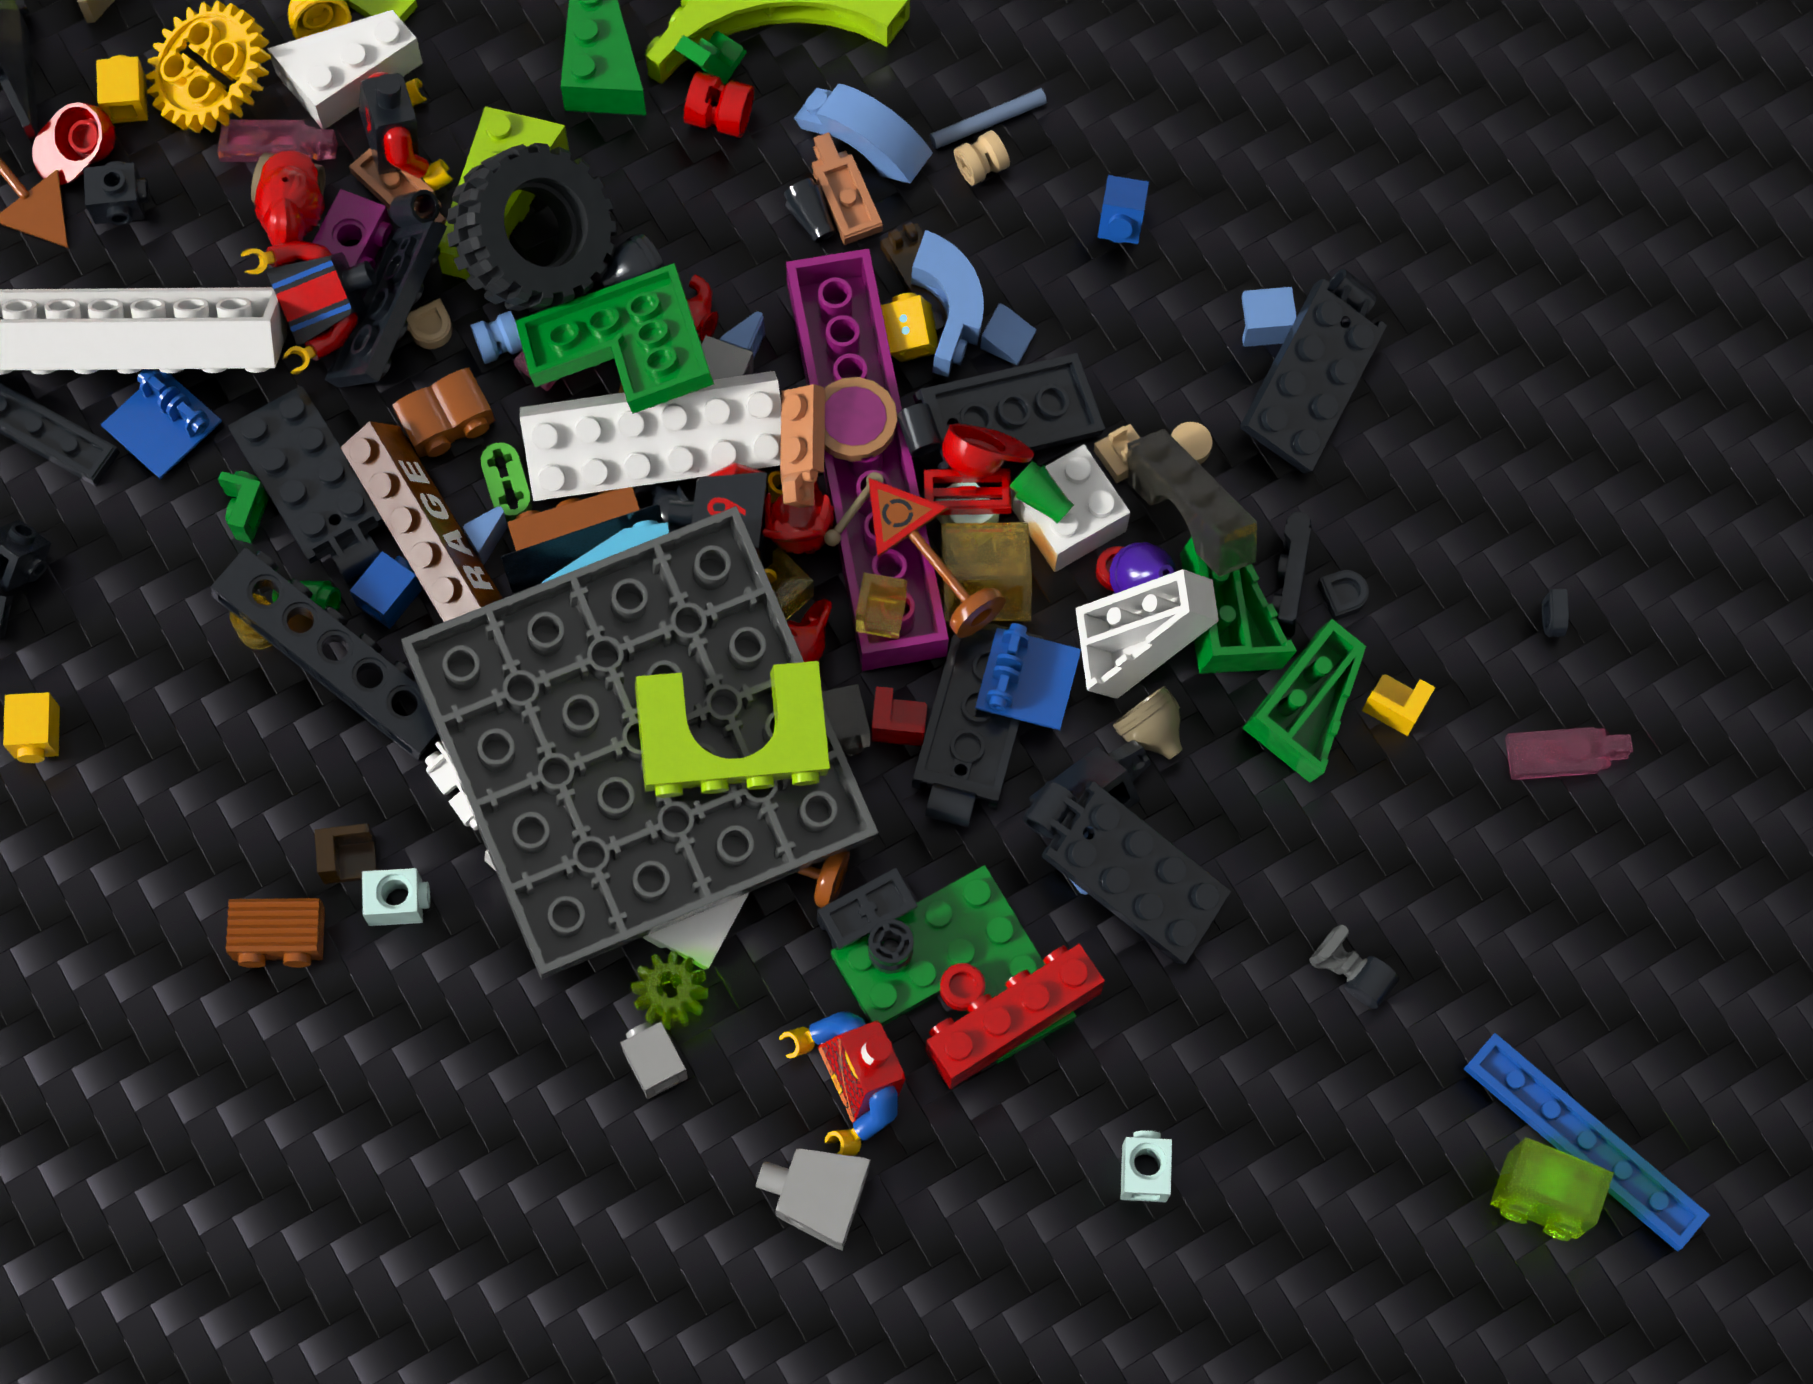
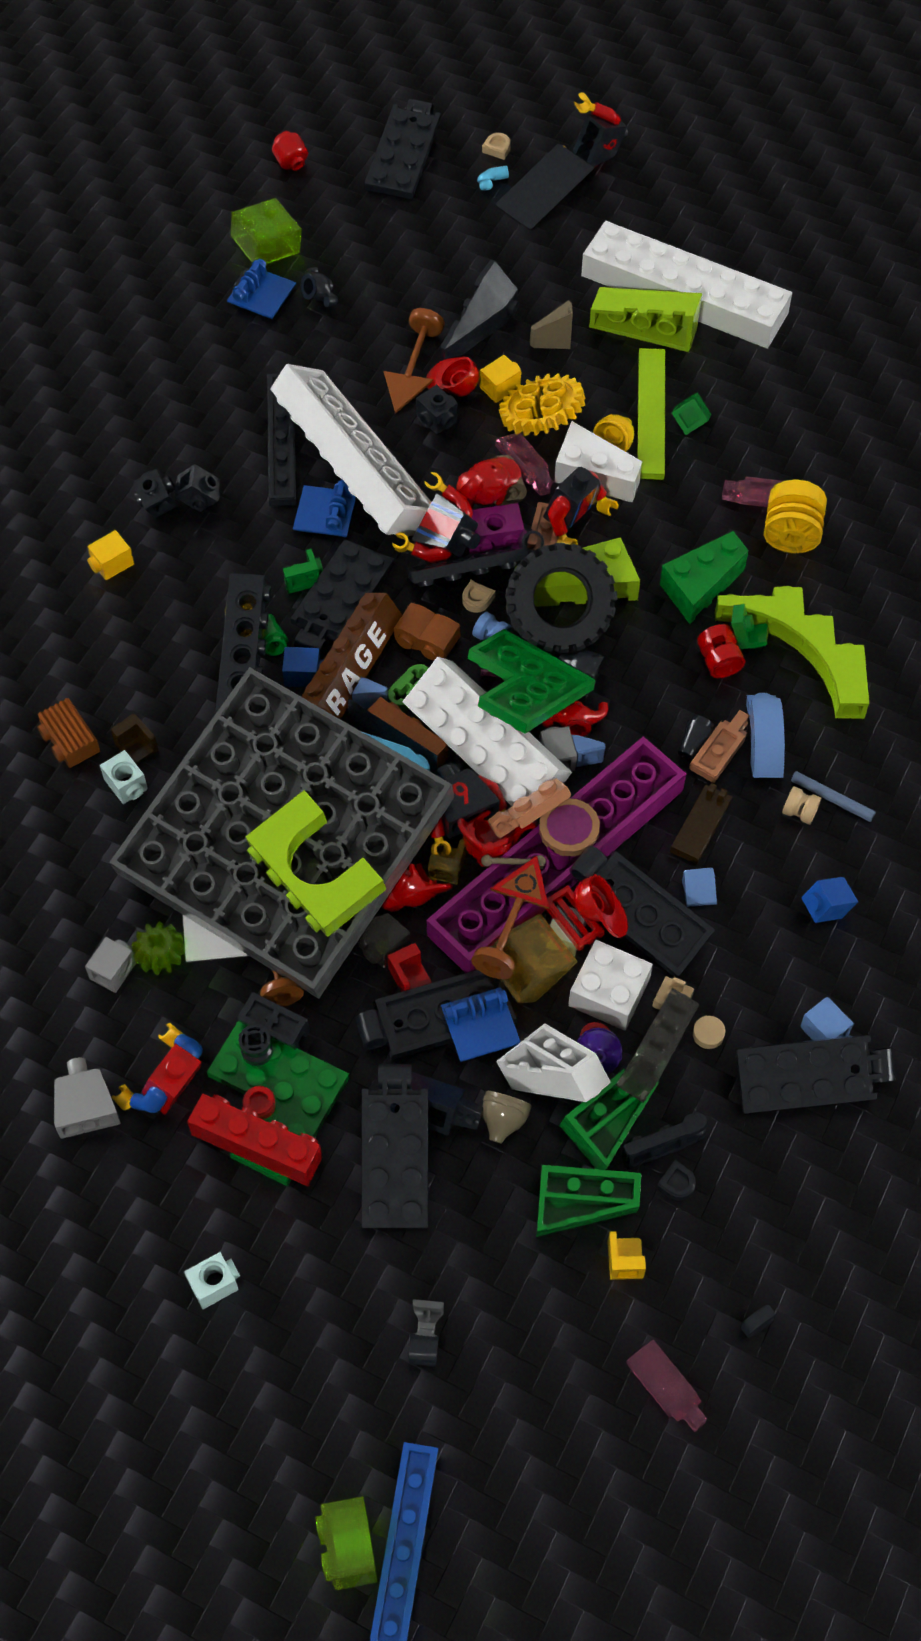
camera: 60 degrees right, 10 degrees down
(881, 605) = (458, 907): clear yellow panel -> none
(910, 327) = (659, 829): yellow brick -> none
(953, 280) = (694, 847): medium blue arch -> none
(1041, 492) = (597, 951): green cone -> none

